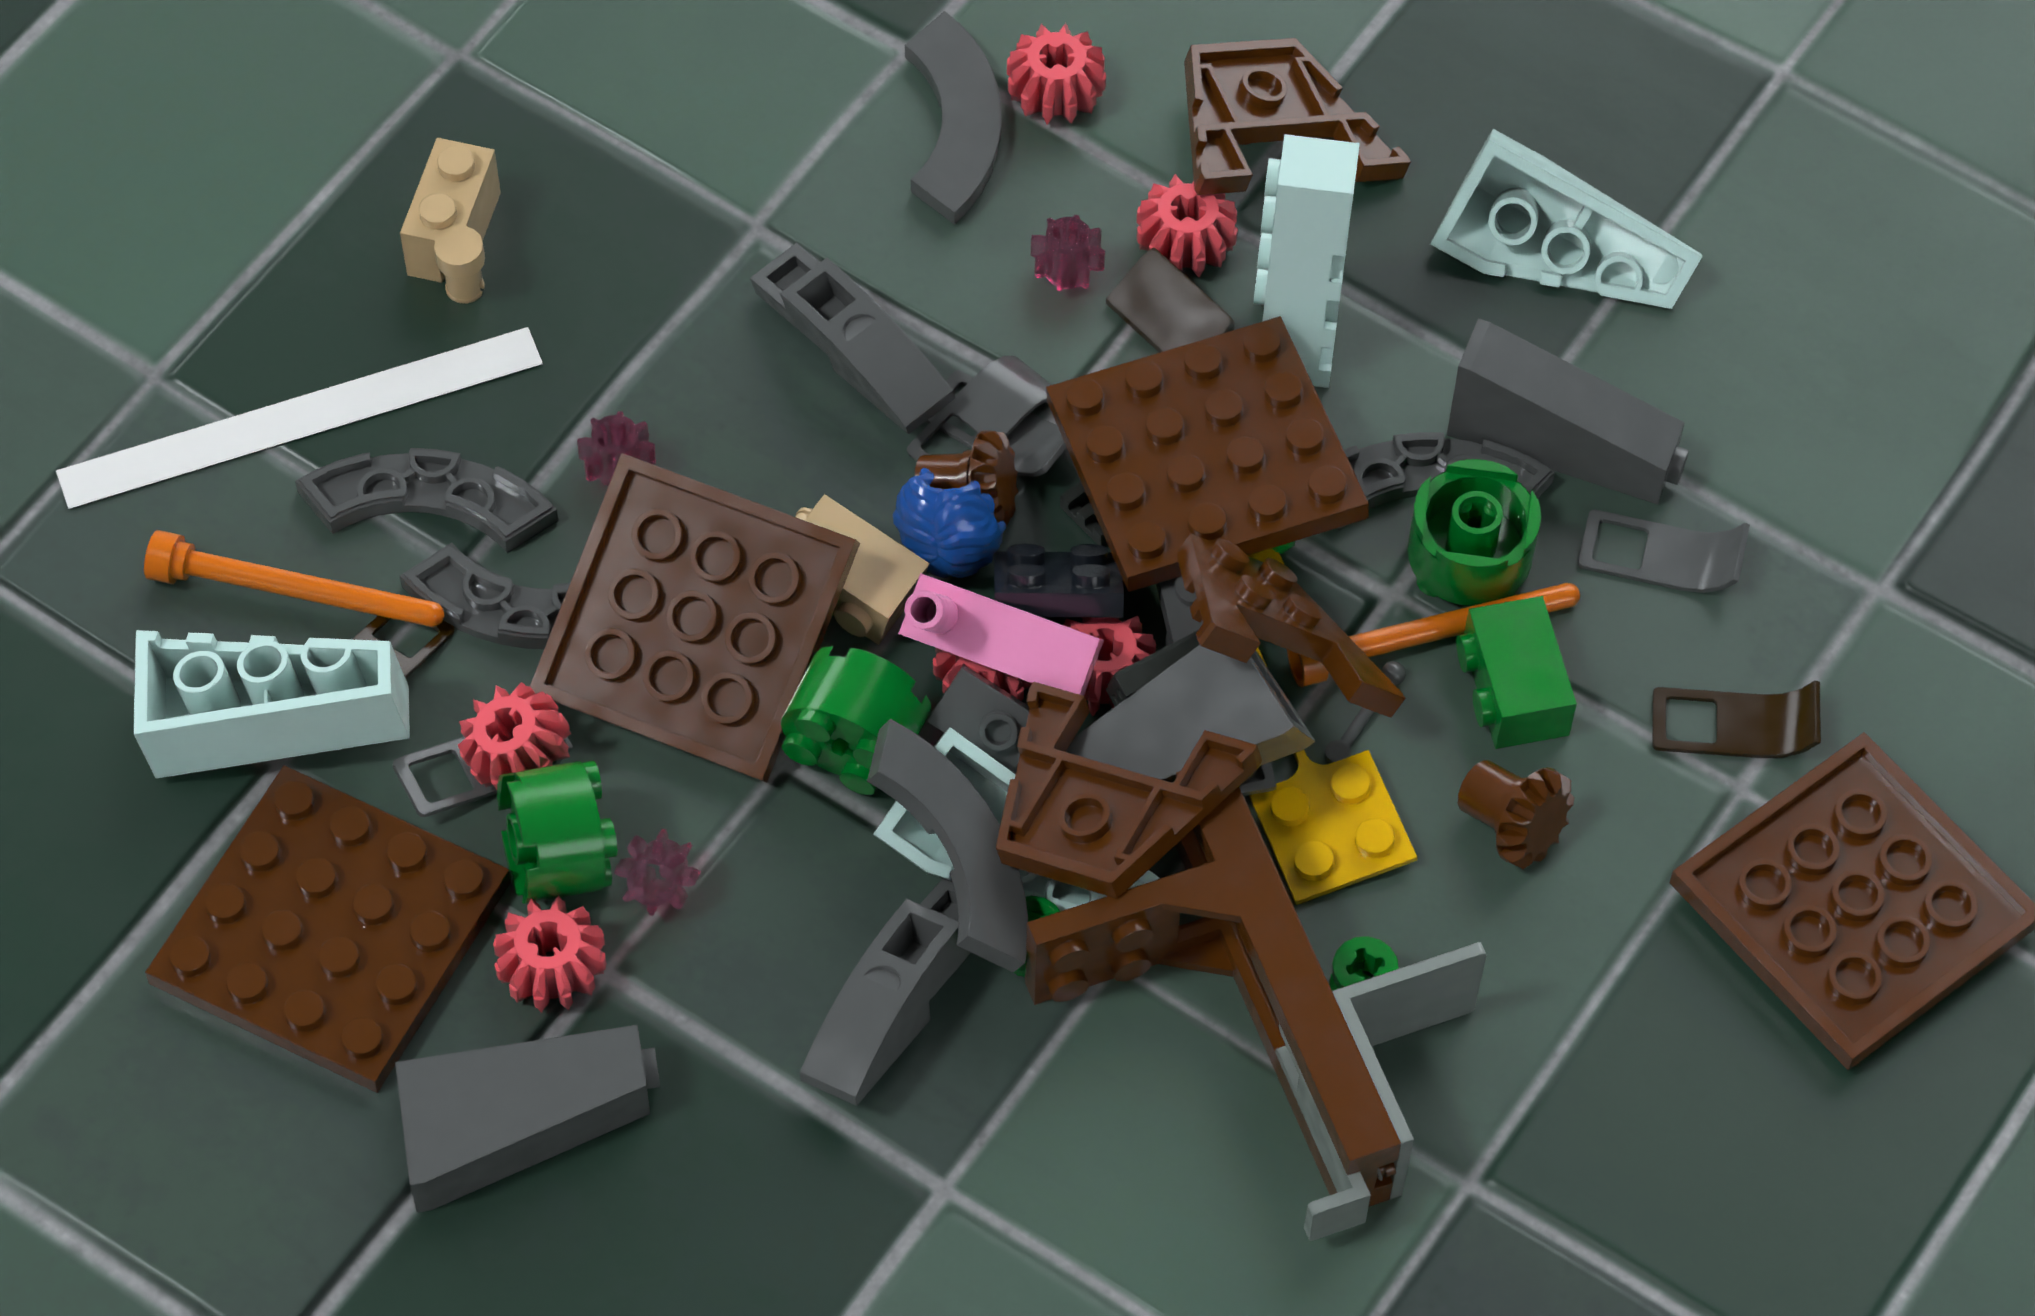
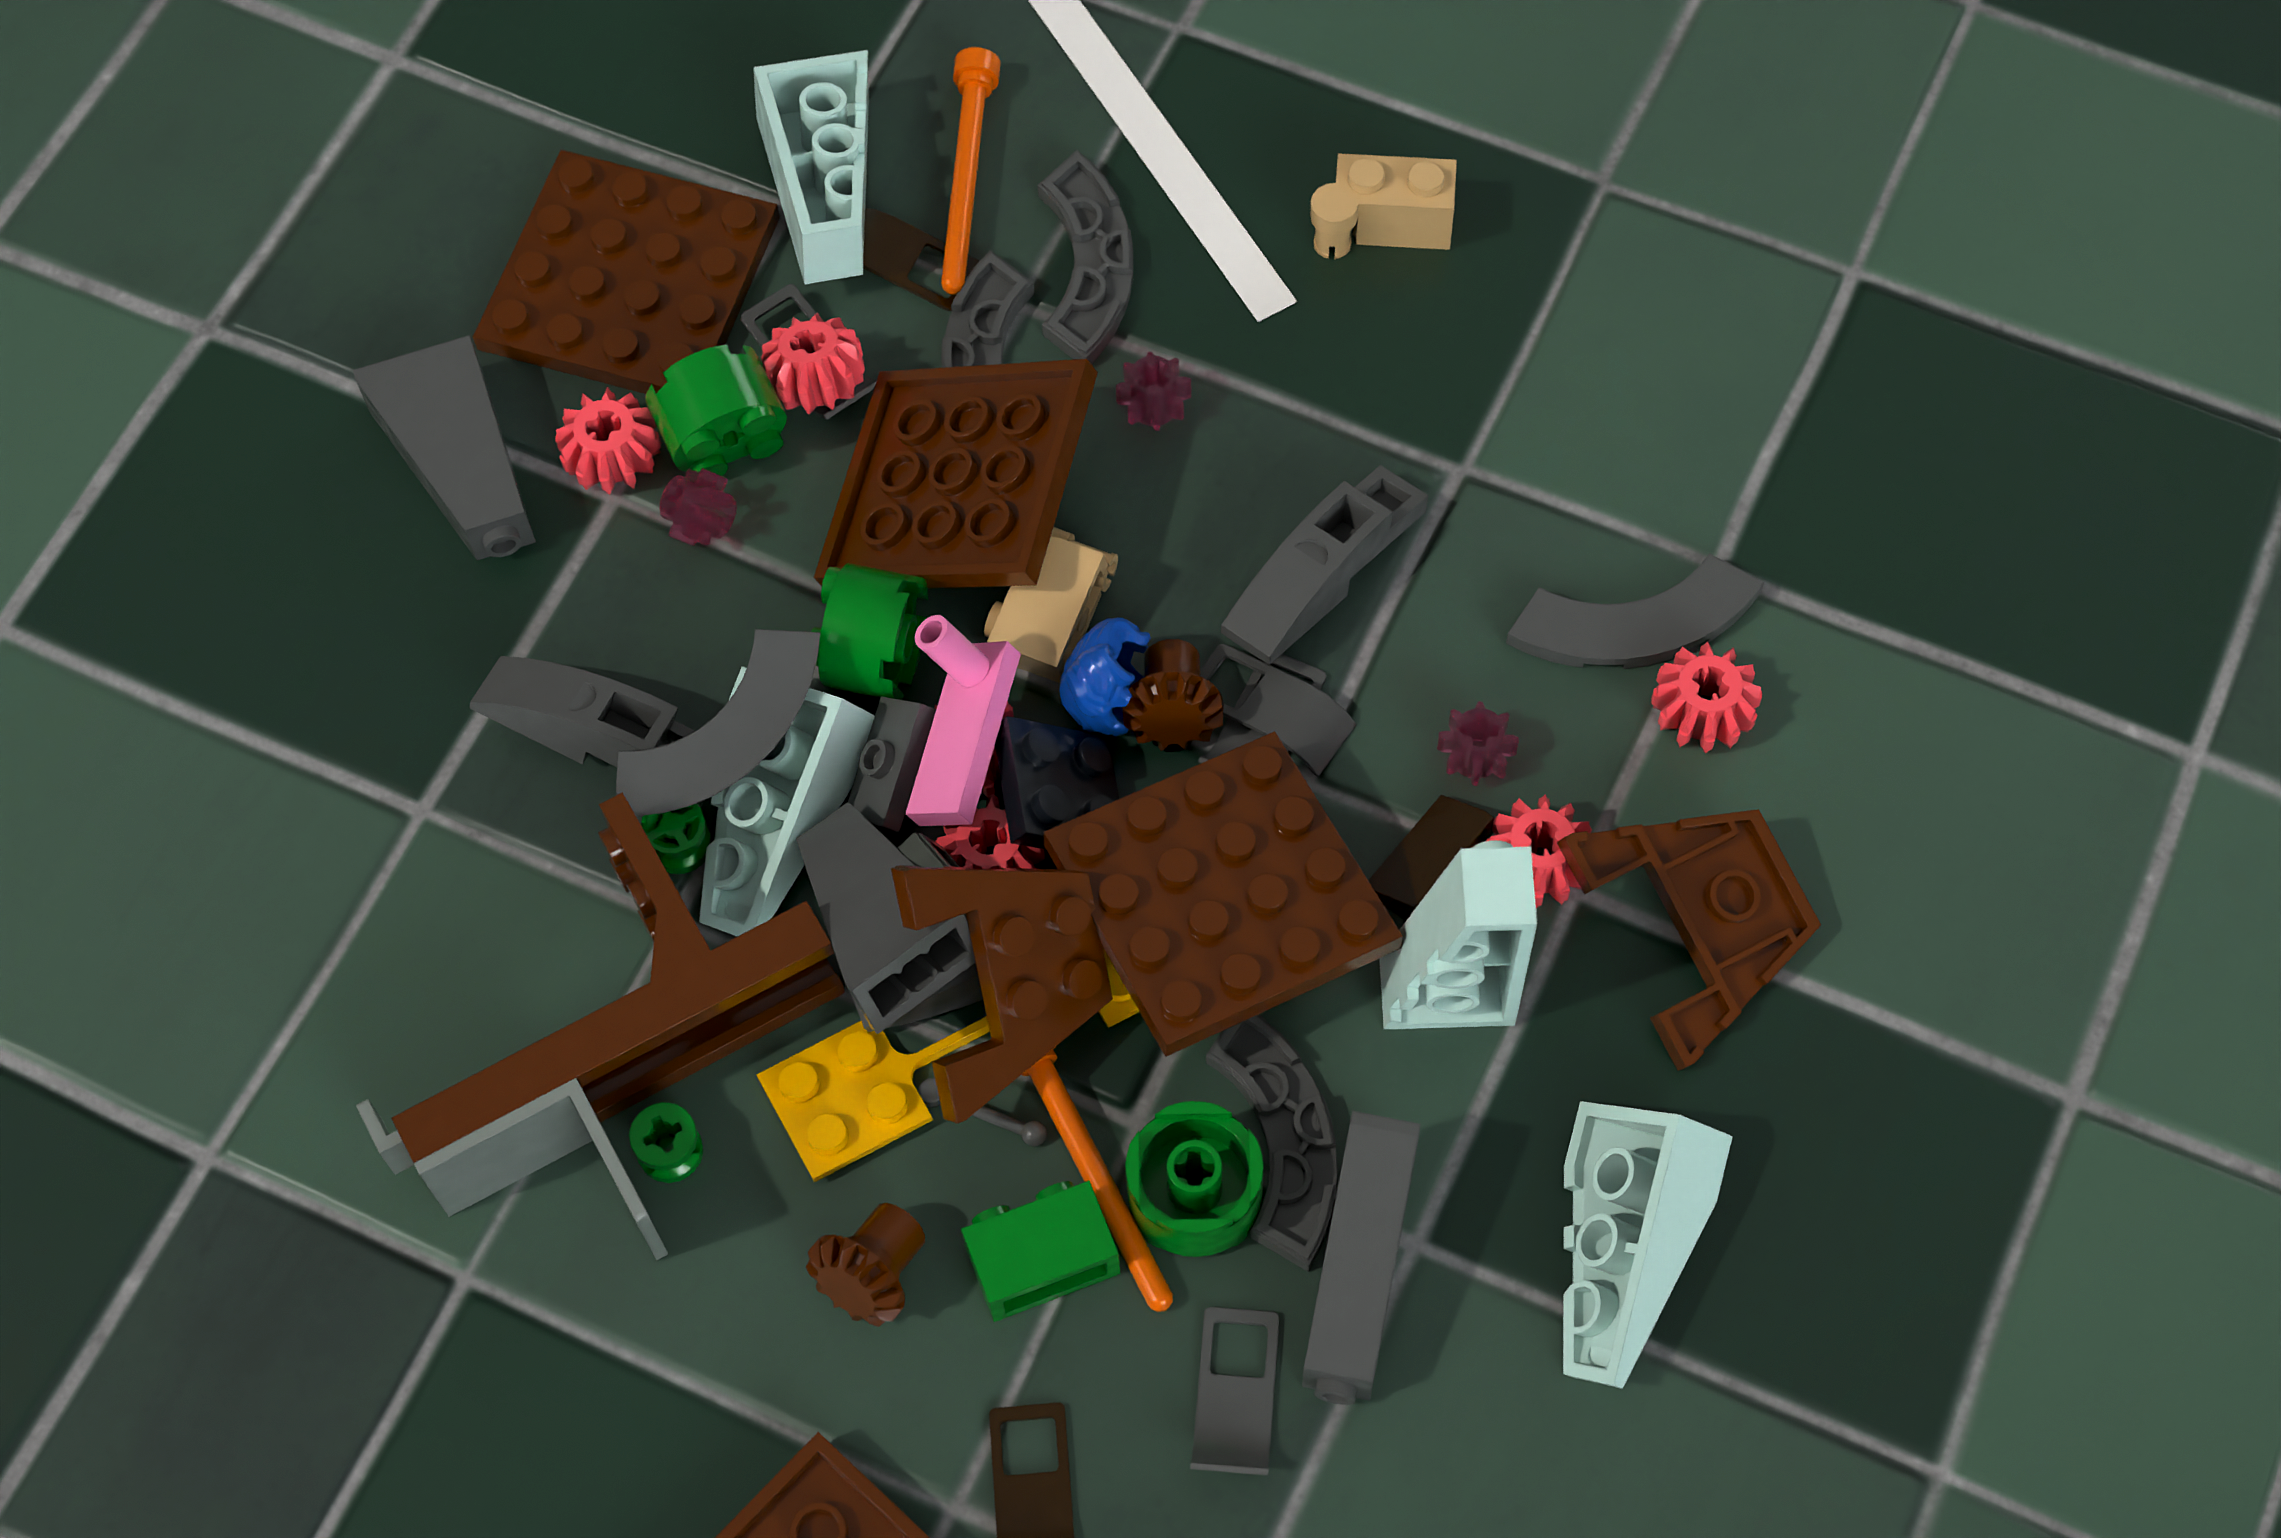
camera: 85 degrees right, 5 degrees up
(1097, 820) = (747, 830): reddish brown wing -> none

